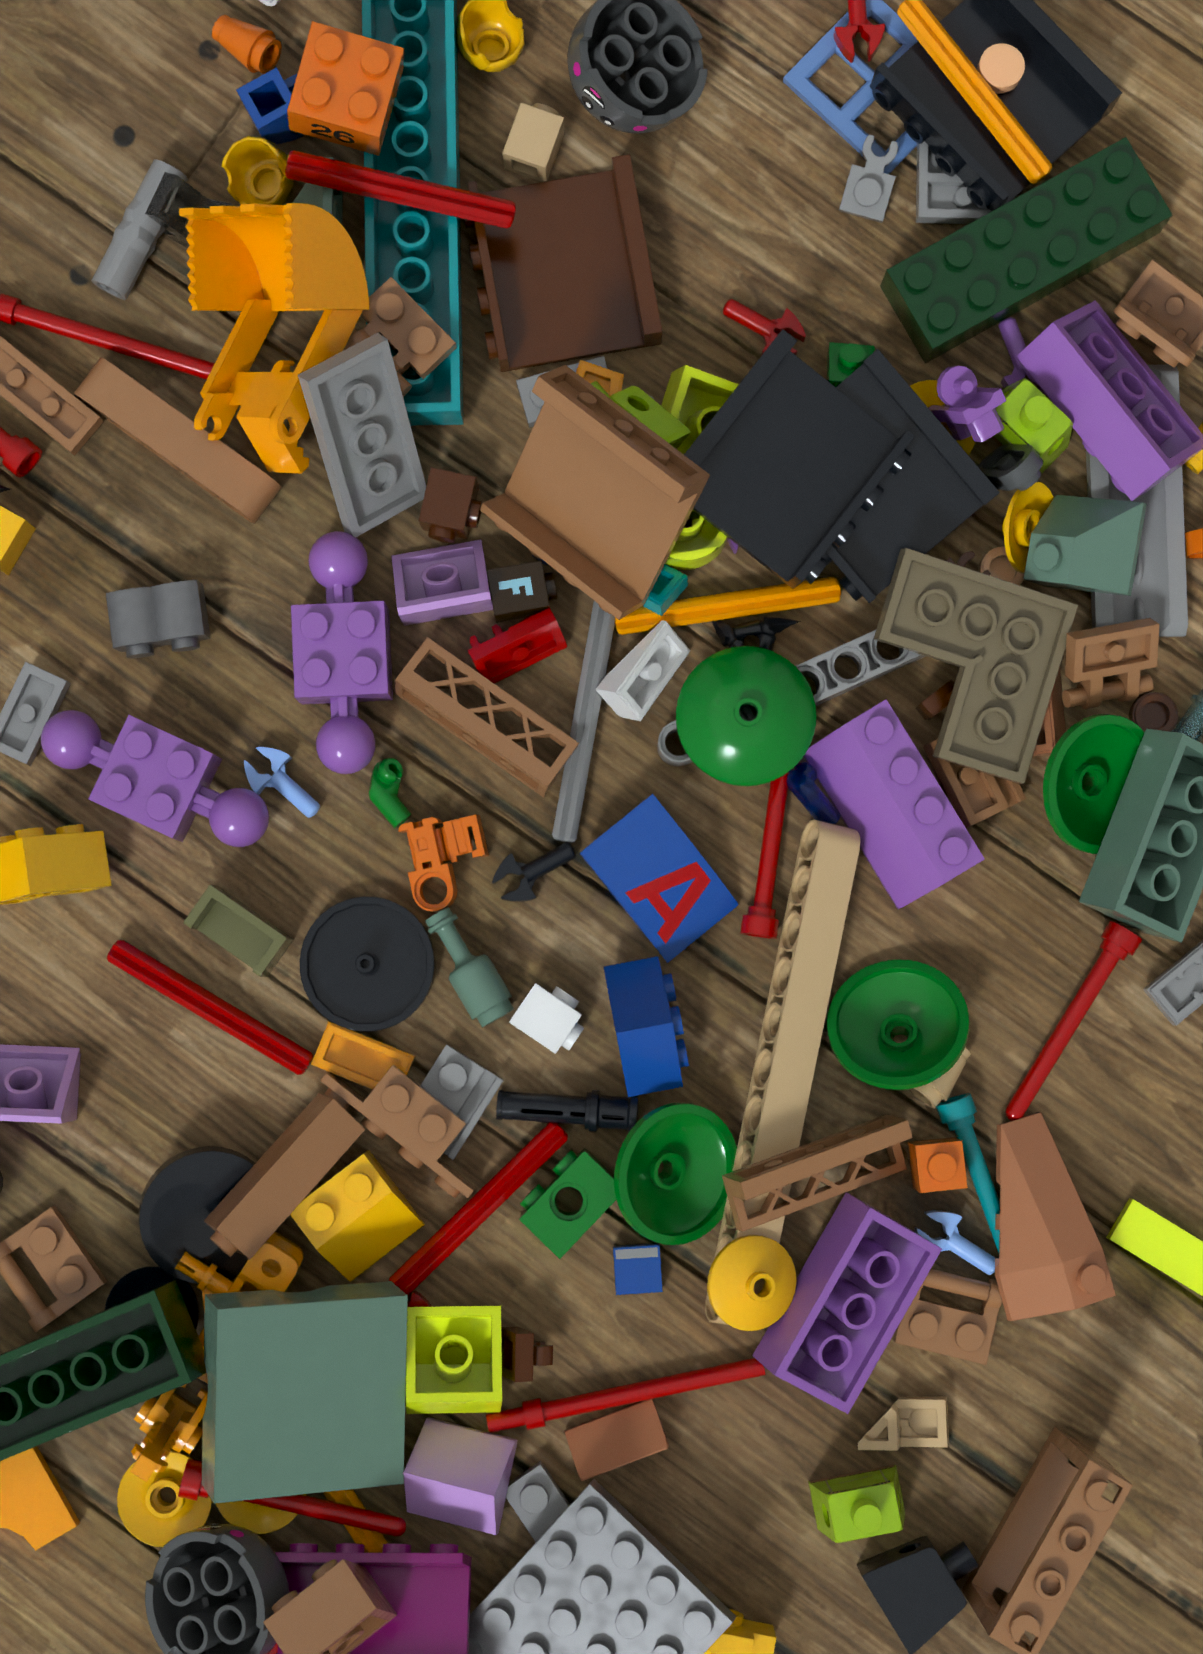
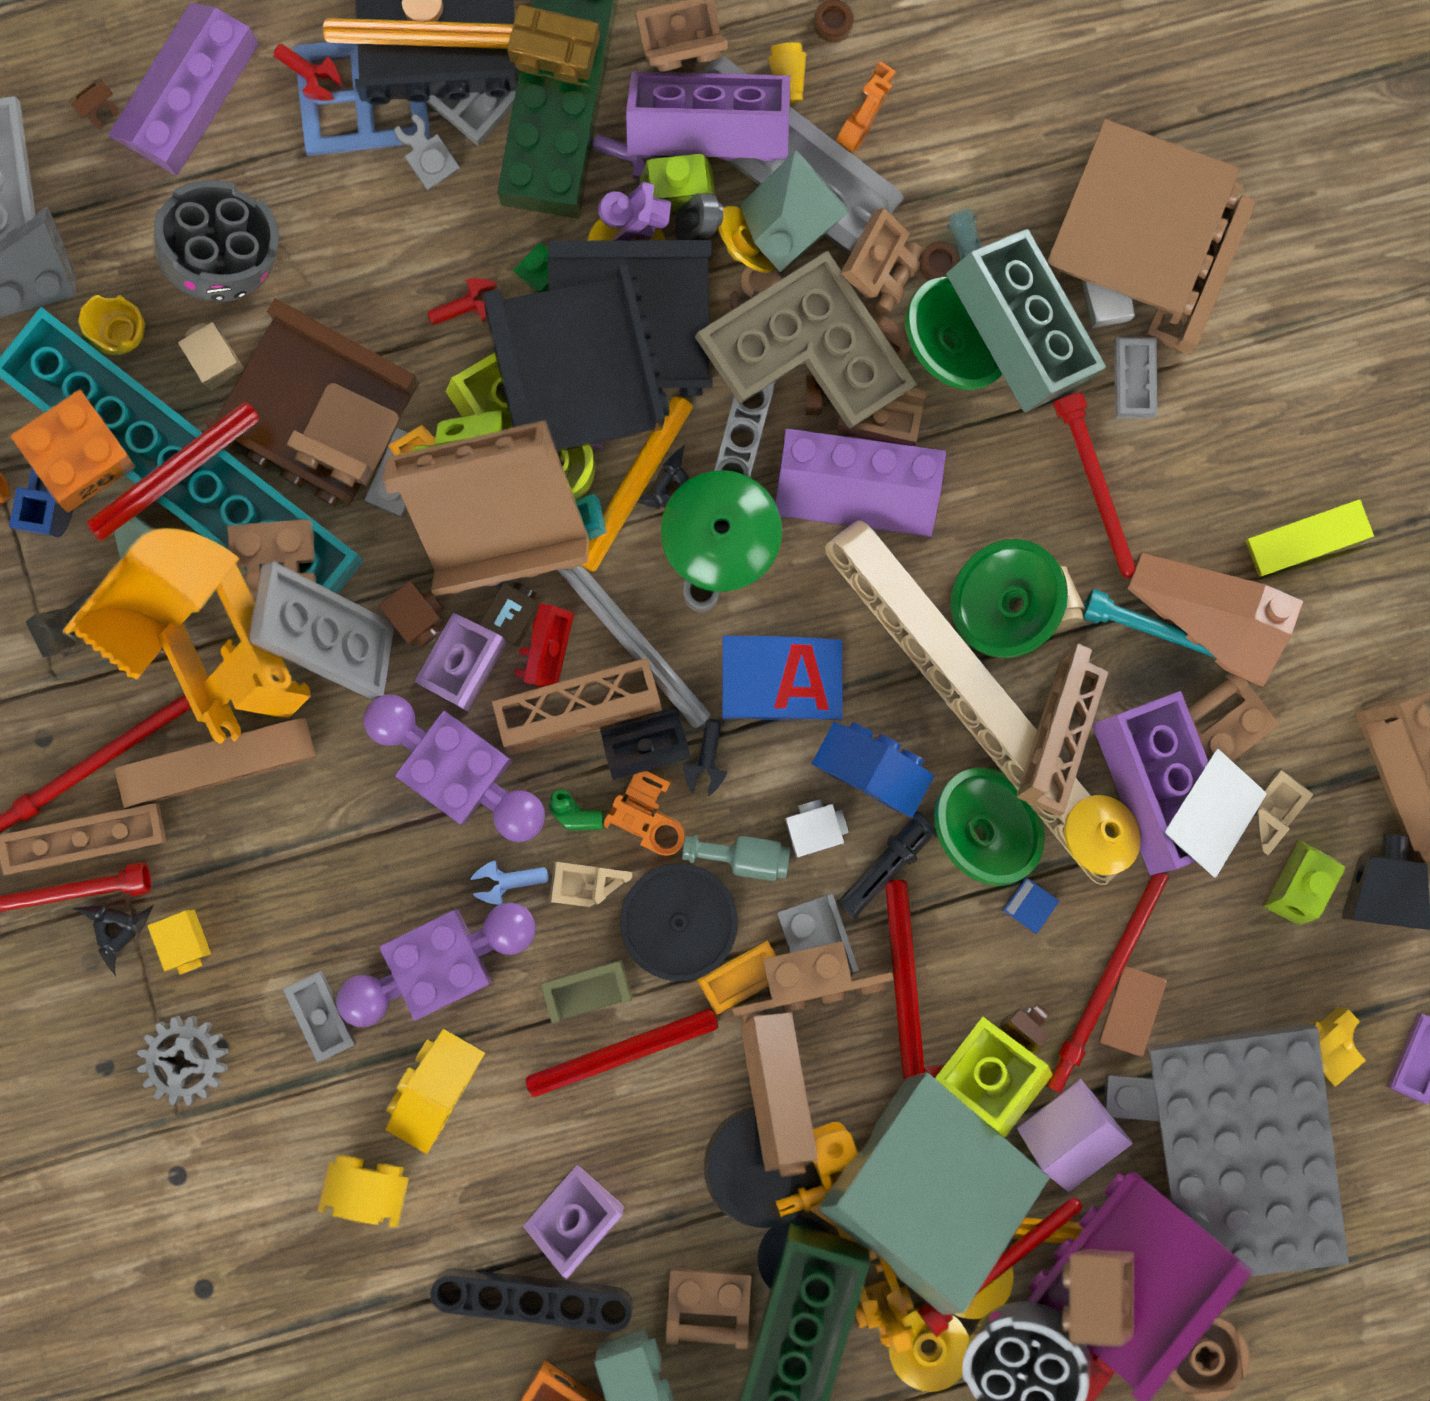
camera: 55 degrees left, 0 degrees up
(133, 238) = (48, 678): light grey axle -> none
(158, 617) = (326, 874): flat silver brick -> none
(257, 172) = (77, 559): yellow hair -> none
(333, 851) = (584, 884): none -> tan slope
(356, 1217) = (844, 1066): yellow slope -> none
(501, 803) = (644, 743): none -> black plate
(559, 316) = (345, 436): none -> medium nougat bracket
(559, 1228) = (965, 933): green brick -> none
(643, 672) = (634, 576): white slope -> none
(761, 917) = (862, 631): red piece -> none
(802, 784) = (807, 532): clear blue arm -> none
(856, 1370) = (1215, 813): none -> white sticker
(937, 1165) = (1122, 648): orange brick -> none
(957, 1243) = (1184, 678): light blue bar -> none
(1059, 208) = (553, 43): none -> pearl gold brick

